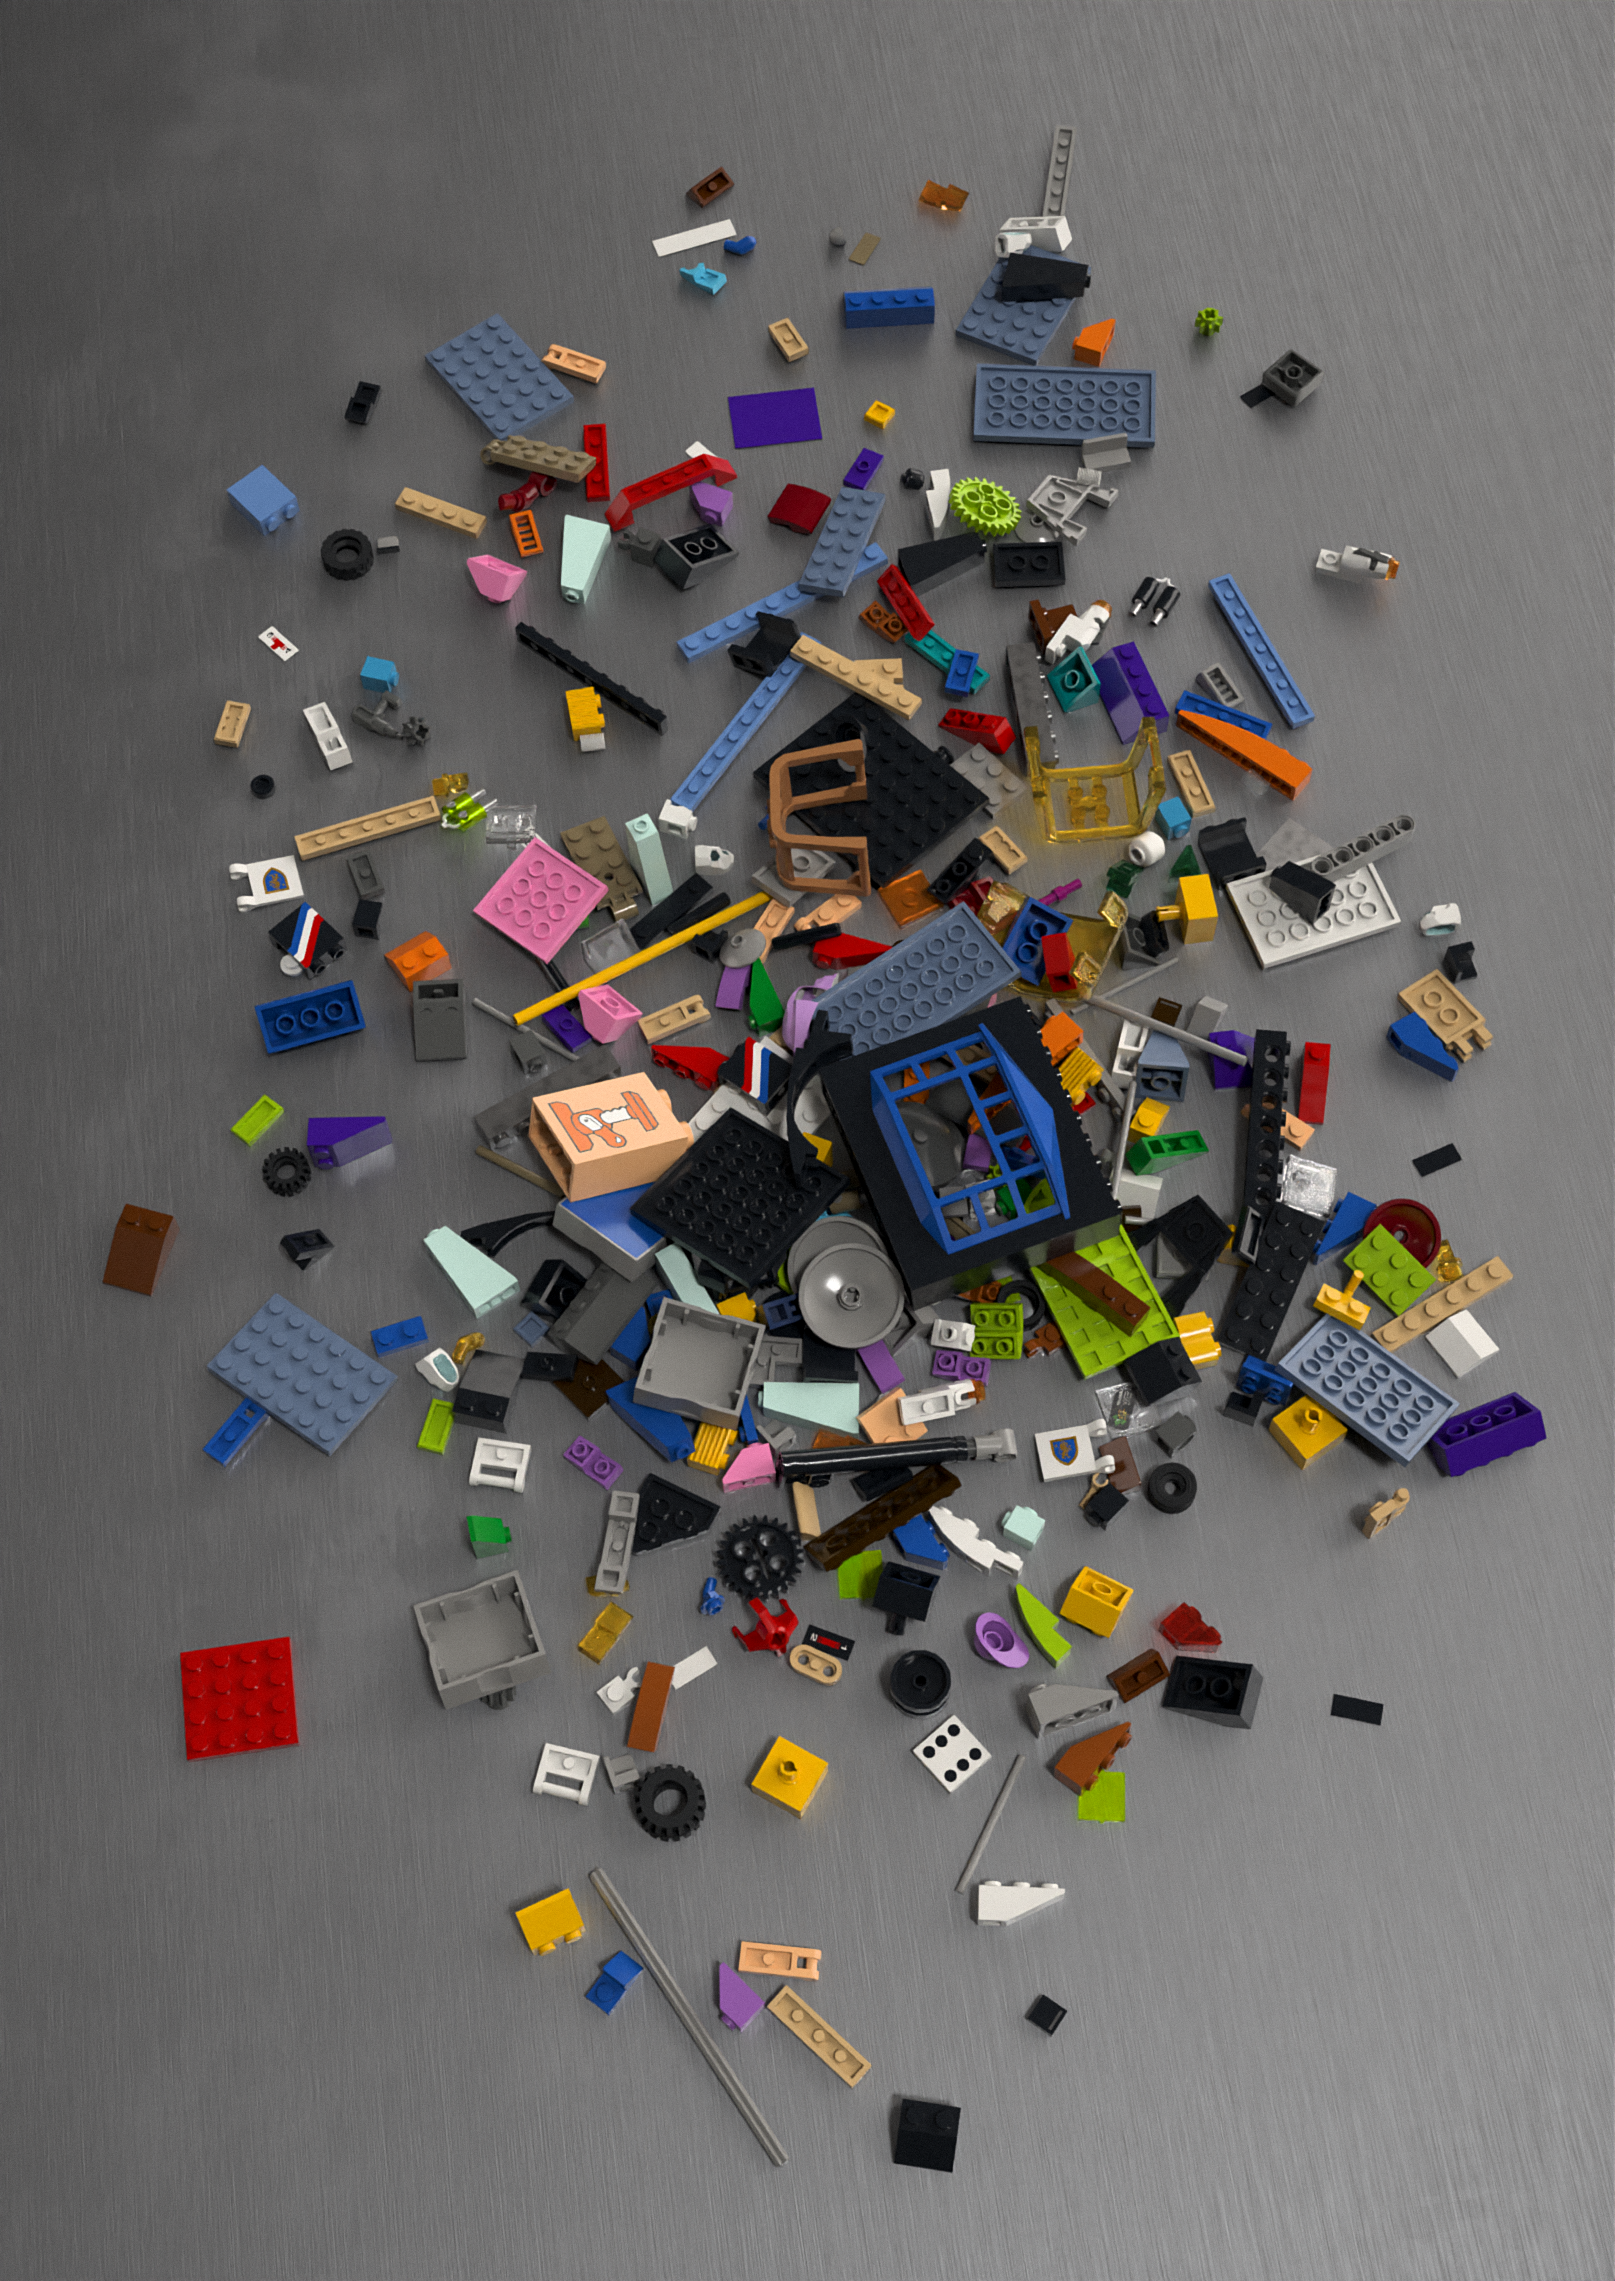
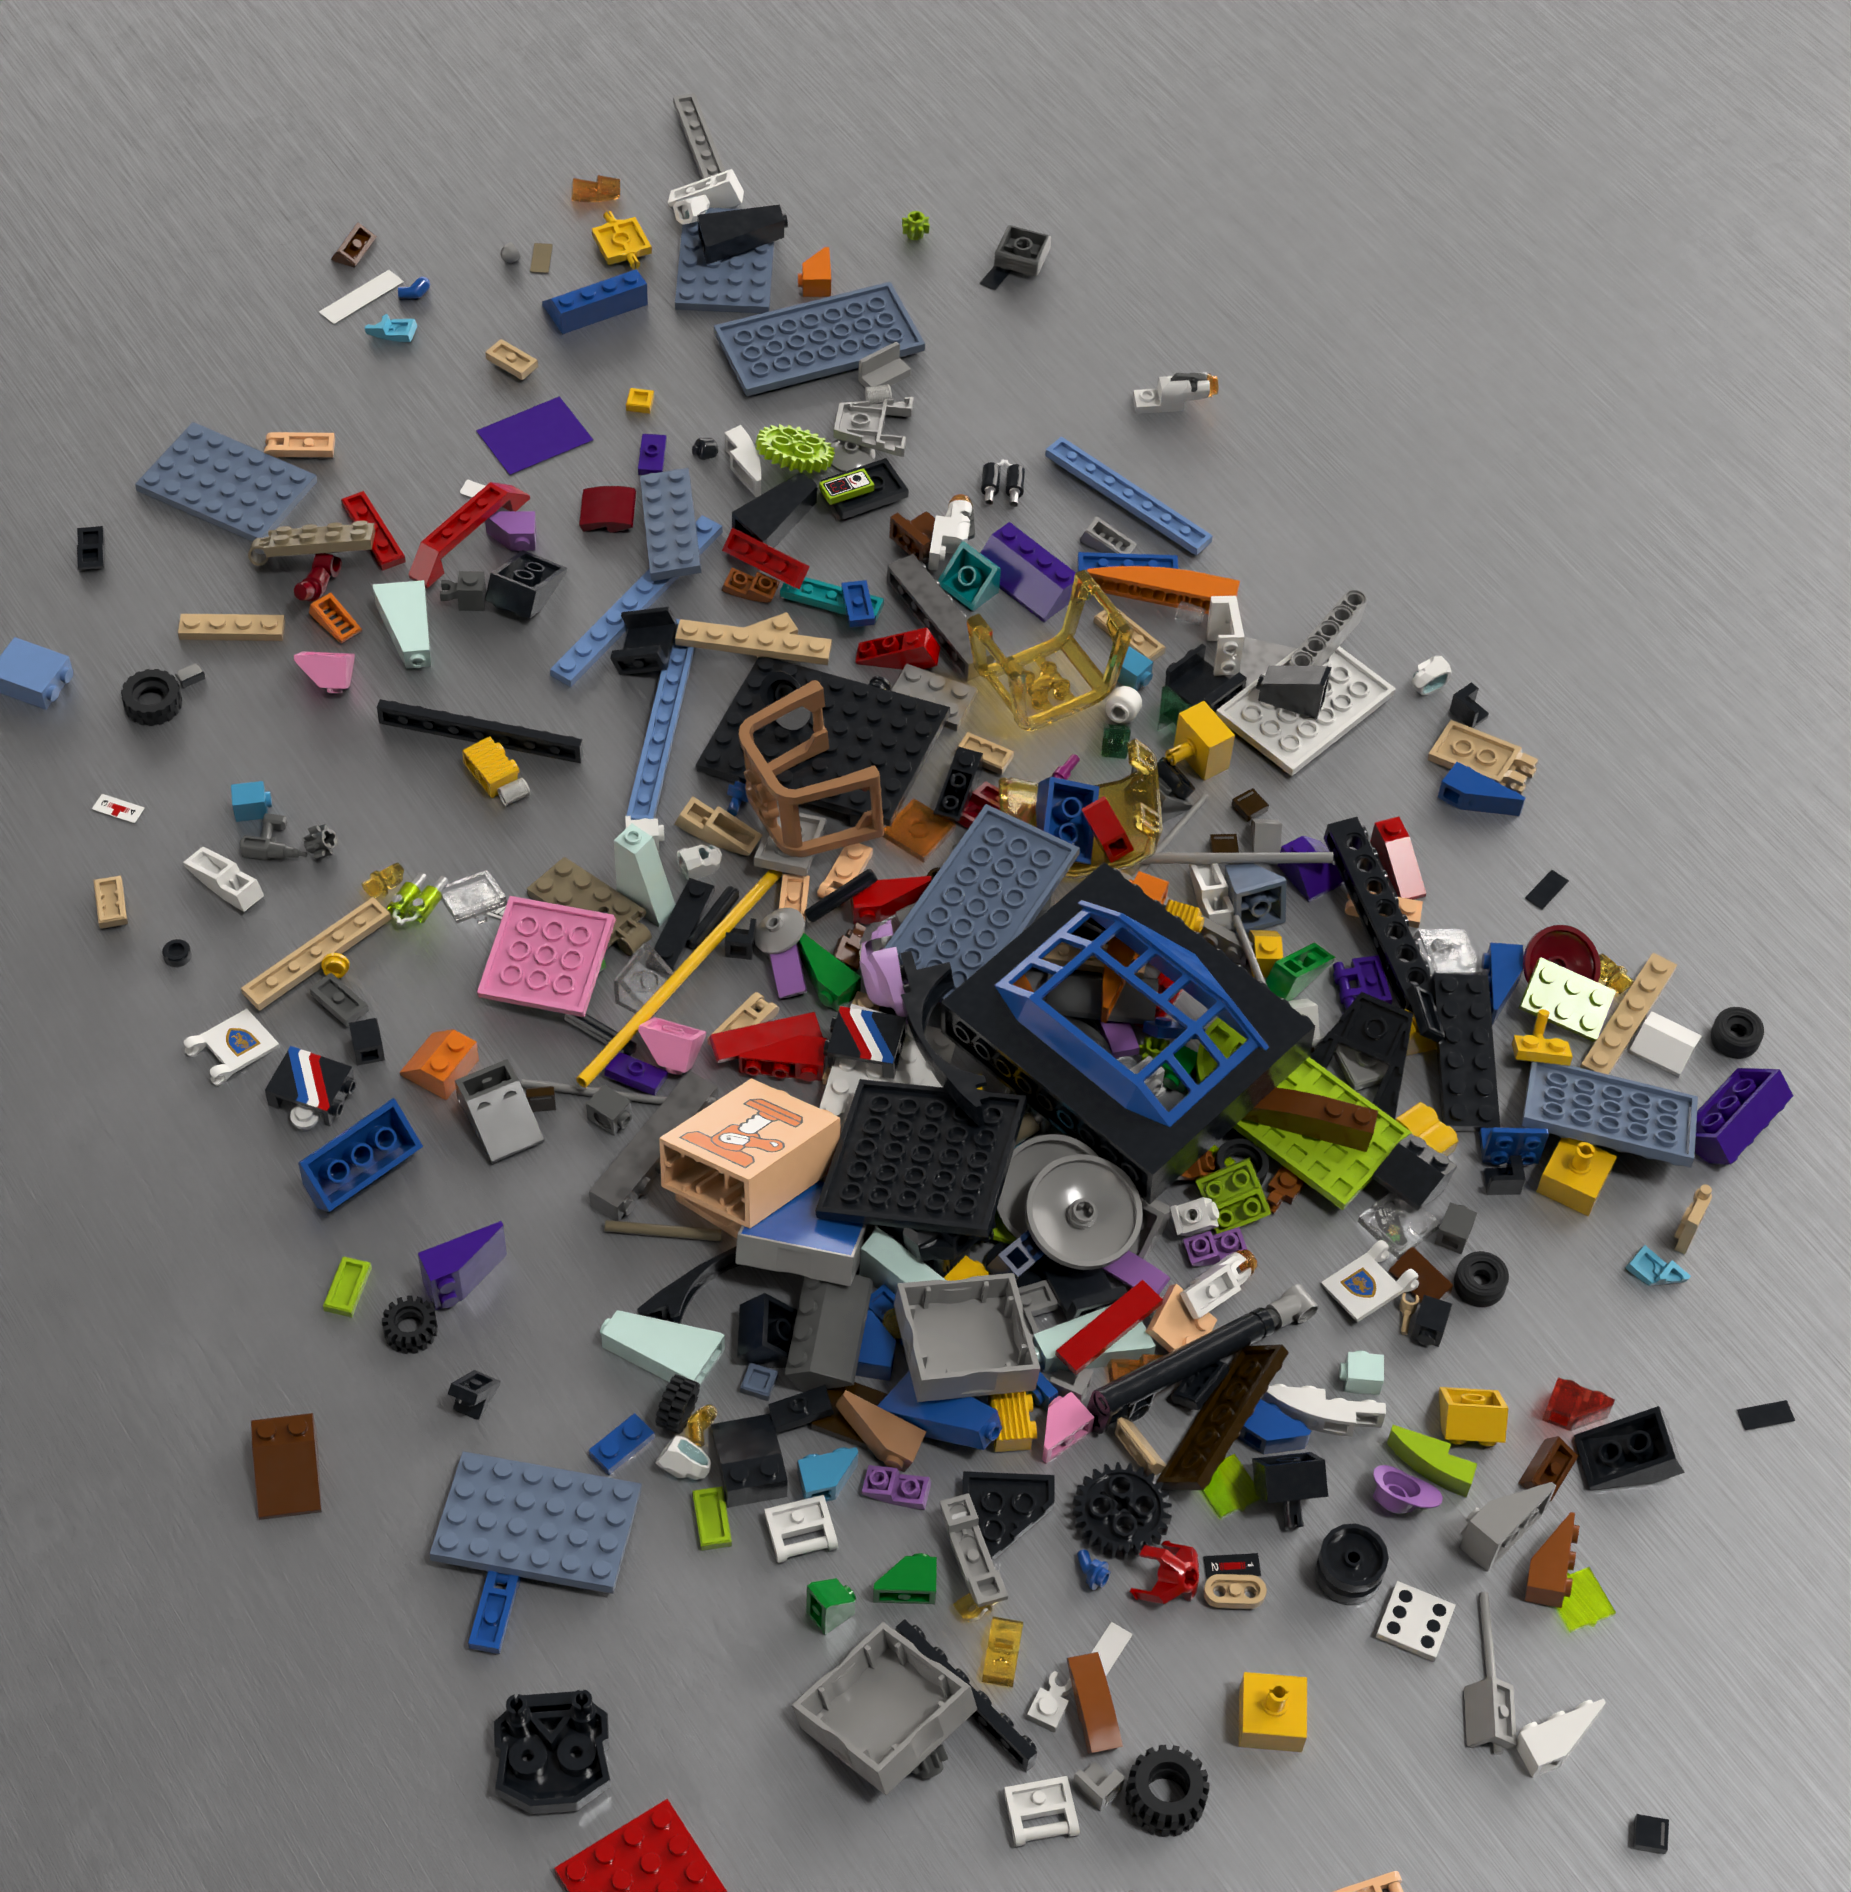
camera: 30 degrees left, 10 degrees down
(212, 1582) = (553, 1777): none -> black brick
(376, 844) = (336, 964): none -> yellow plate
(453, 1323) = (677, 1404): none -> black tyre
(479, 1021) = (541, 1098): none -> dark brown tile
(542, 1429) = (826, 1472): none -> dark azure slope
(561, 1544) = (908, 1581): none -> green slope
(561, 1665) = (997, 1725): none -> black plate
(603, 1417) = (885, 1434): none -> medium nougat slope
(659, 1033) = (731, 1043): none -> red tile
(741, 836) = (717, 827): none -> tan slope
(792, 982) = (848, 947): none -> reddish brown plate
(826, 1402) = (1109, 1327): none -> red tile
(940, 254) = (621, 240): none -> yellow plate
(969, 1858) = (1490, 1713): none -> light grey panel
(1010, 558) = (846, 486): none -> tile
(1211, 982) = (1250, 804): none -> dark brown tile
(1225, 1186) = (1368, 977): none -> dark purple plate
(1274, 805) = (1226, 628): none -> white window
(1331, 1541) = (1653, 1270): none -> medium azure slope
(1522, 1370) = (1741, 1019): none -> black tyre

